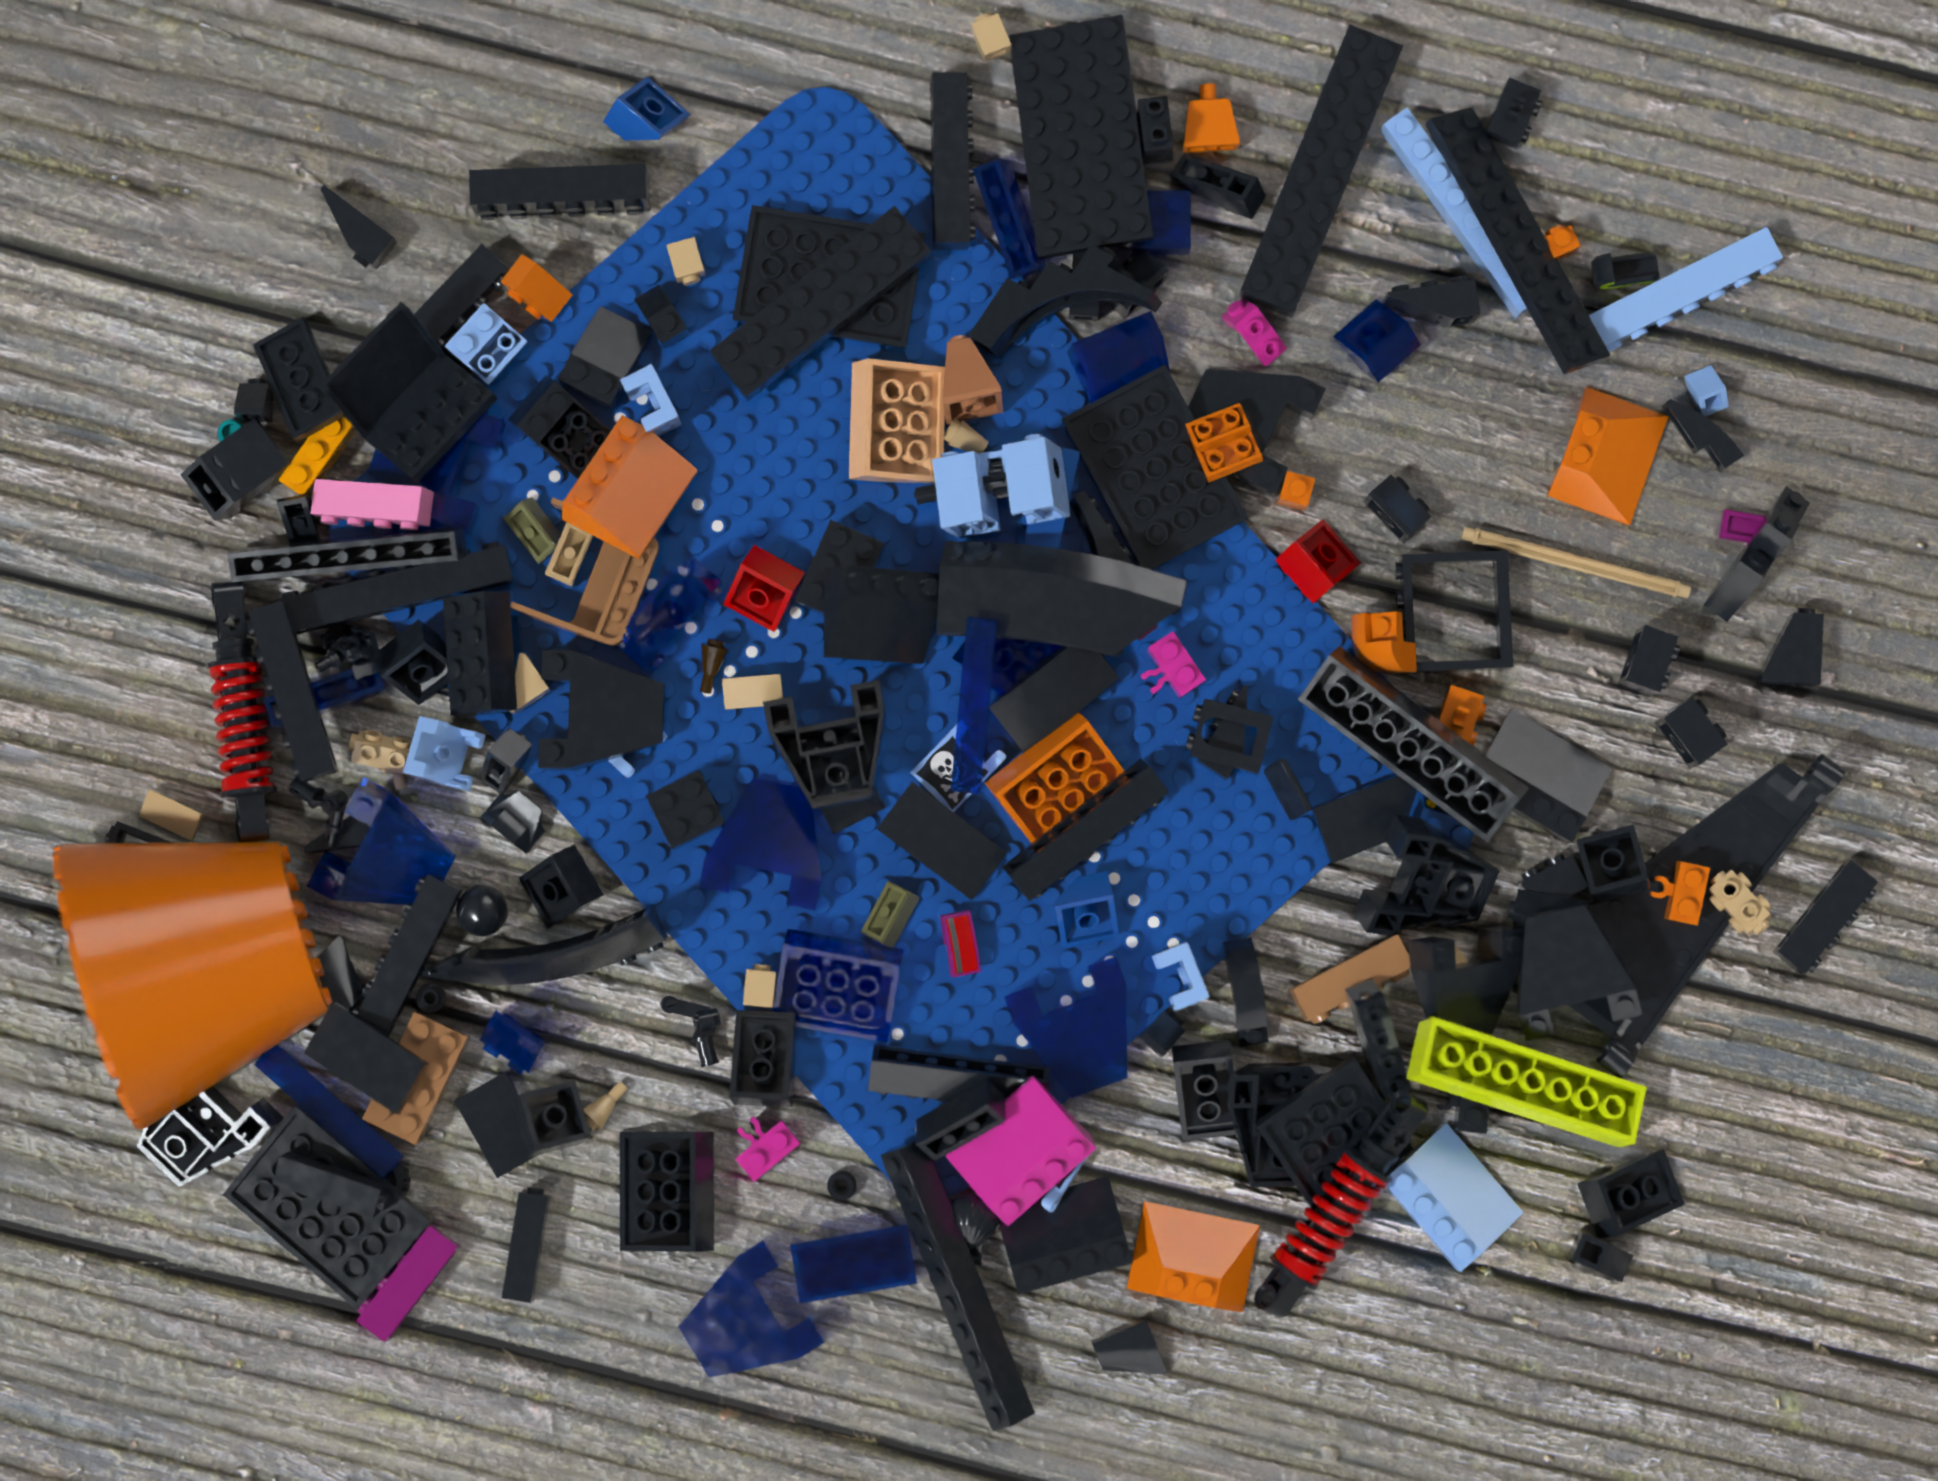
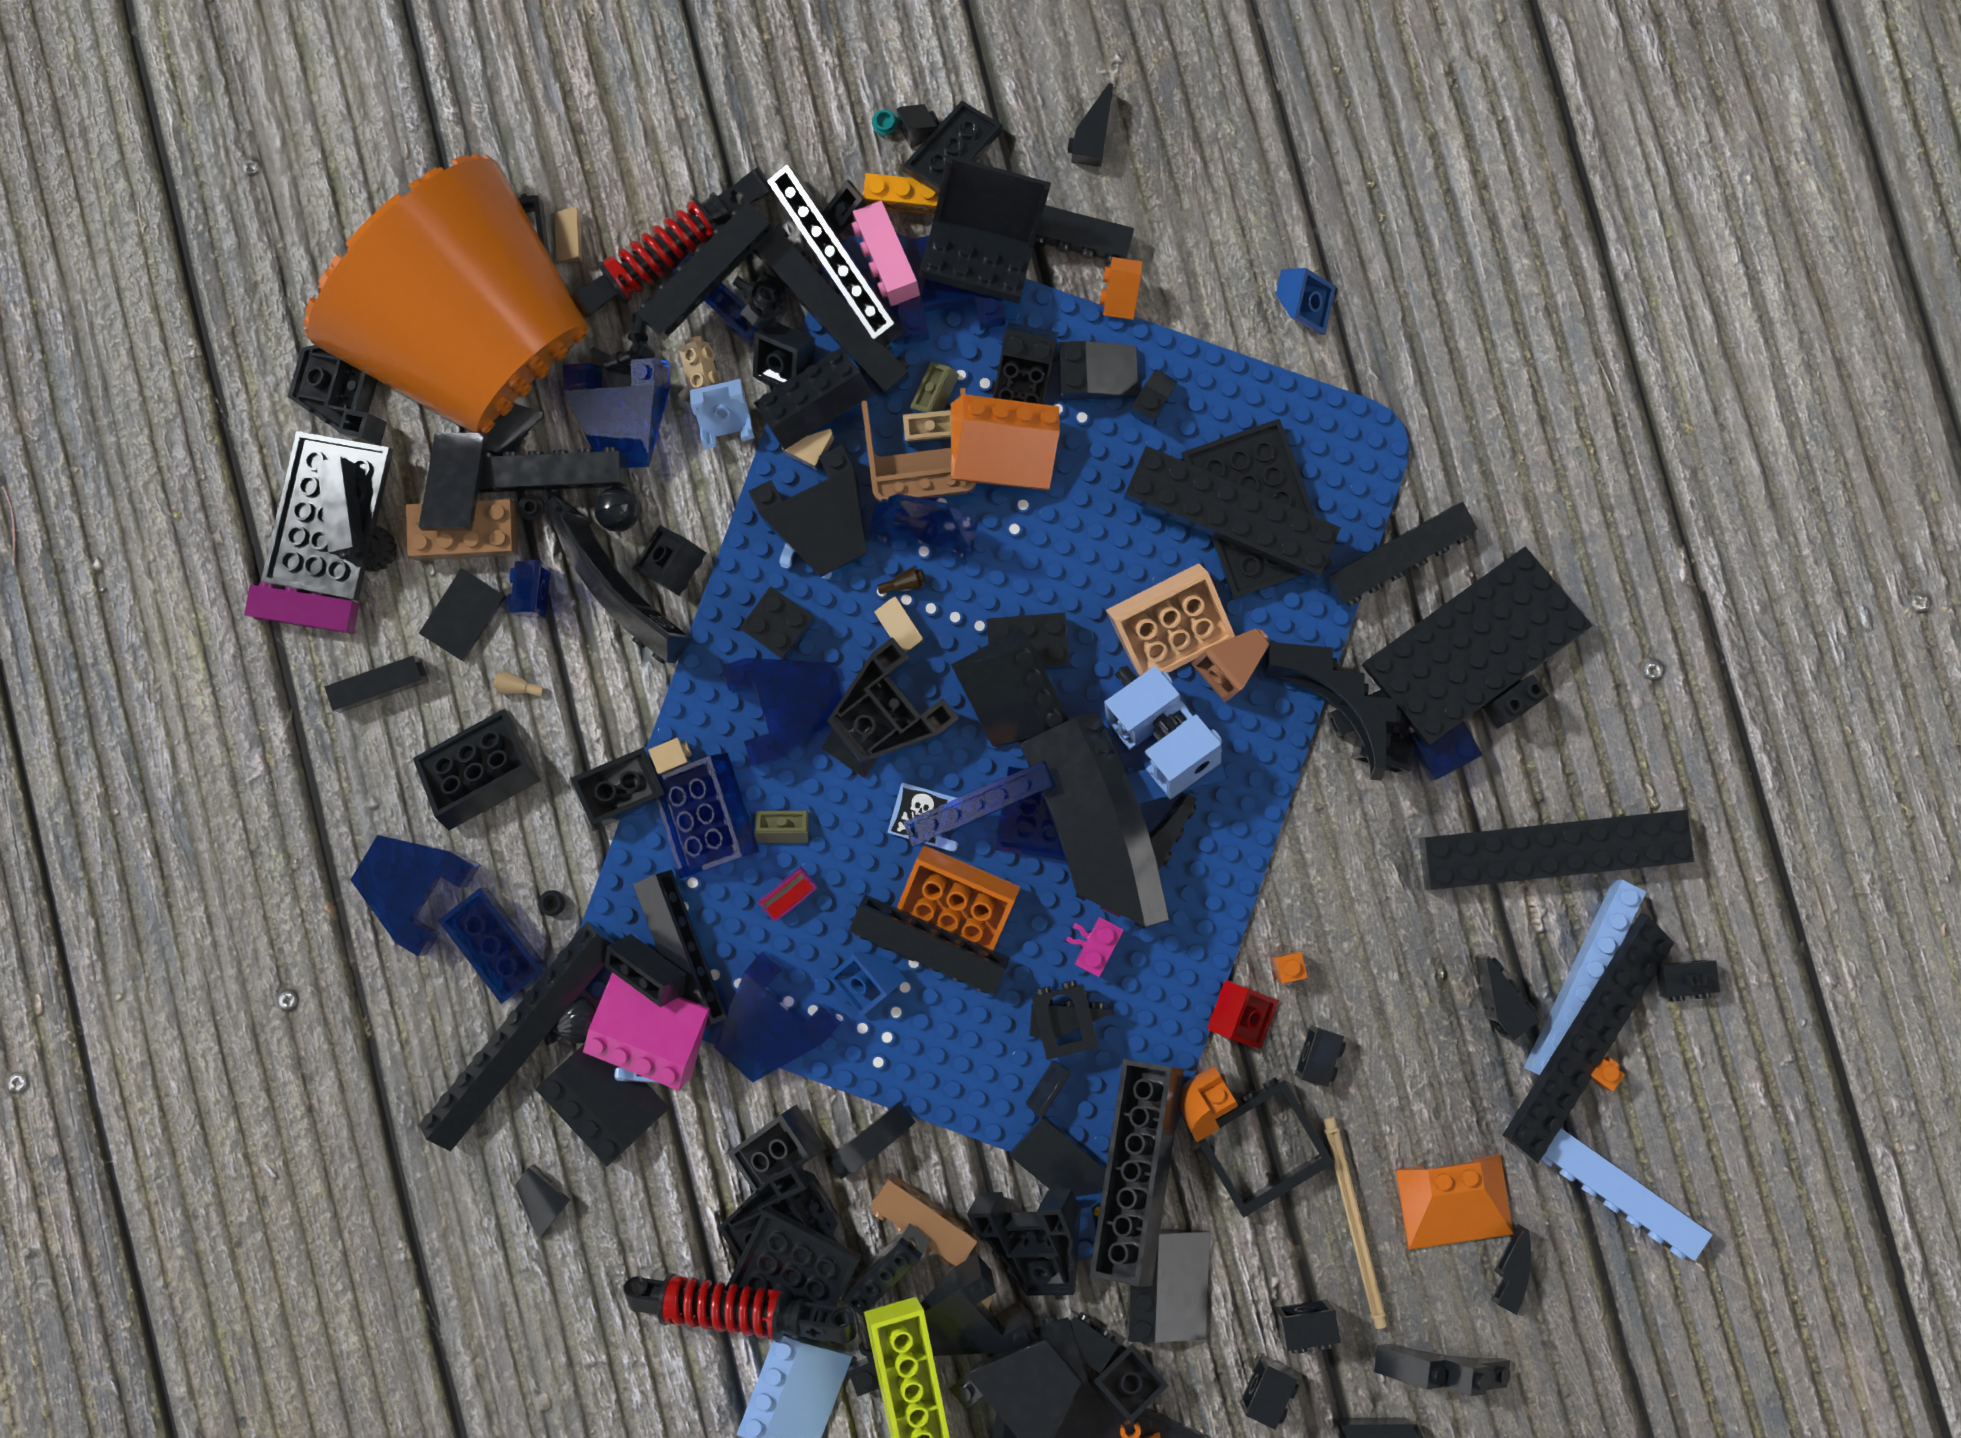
camera: 70 degrees right, 0 degrees up
(235, 470) = (855, 137): black slope -> none
(329, 1111) = (401, 477): clear blue tile -> none
(485, 344) = (1058, 273): light blue slope -> none
(505, 760) = (743, 464): black slope -> none
(516, 820) = (701, 498): black slope -> none
(551, 1118) = (483, 649): black brick -> none
(559, 191) = (1208, 265): black brick -> none
(643, 382) = (1095, 414): light blue panel -> none
(686, 261) = (1207, 391): tan brick -> none
(704, 1021) = (623, 728): black pin -> none
(764, 588) = (984, 590): red slope -> none
(767, 1150) = (547, 829): dark pink brick -> none
(941, 840) = (860, 836): black slope -> none
(965, 437) = (1188, 683): tan cone -> none
(990, 36) = (1516, 532): tan brick -> none
(1009, 218) = (1381, 624): clear blue brick -> none
(1052, 694) = (1021, 860): black slope -> none
(1118, 355) = (1318, 770): clear blue slope -> none
(1149, 469) = (1245, 845): black plate -> none
(1163, 1033) = (801, 1092): black slope -> none
(1188, 973) = (842, 1100): light blue panel -> none
(1193, 1257) = (639, 1210): orange slope -> none
(1210, 123) = (1544, 742): orange torso -> none
(1220, 184) = (1500, 776): black slope -> none
(1224, 442) = (1296, 889): orange slope -> none
(1255, 330) = (1400, 865): dark pink bracket -> none
(1263, 401) = (1325, 889): black wedge -> none
(1377, 340) = (1445, 967): clear blue slope -> none
(1461, 711) = (1184, 1193): orange brick -> none
(1624, 270) = (1611, 1136): black animal -> none
(1707, 391) = (1551, 1255): light blue brick -> none
(1738, 525) = (1456, 1339): magenta tile -> none

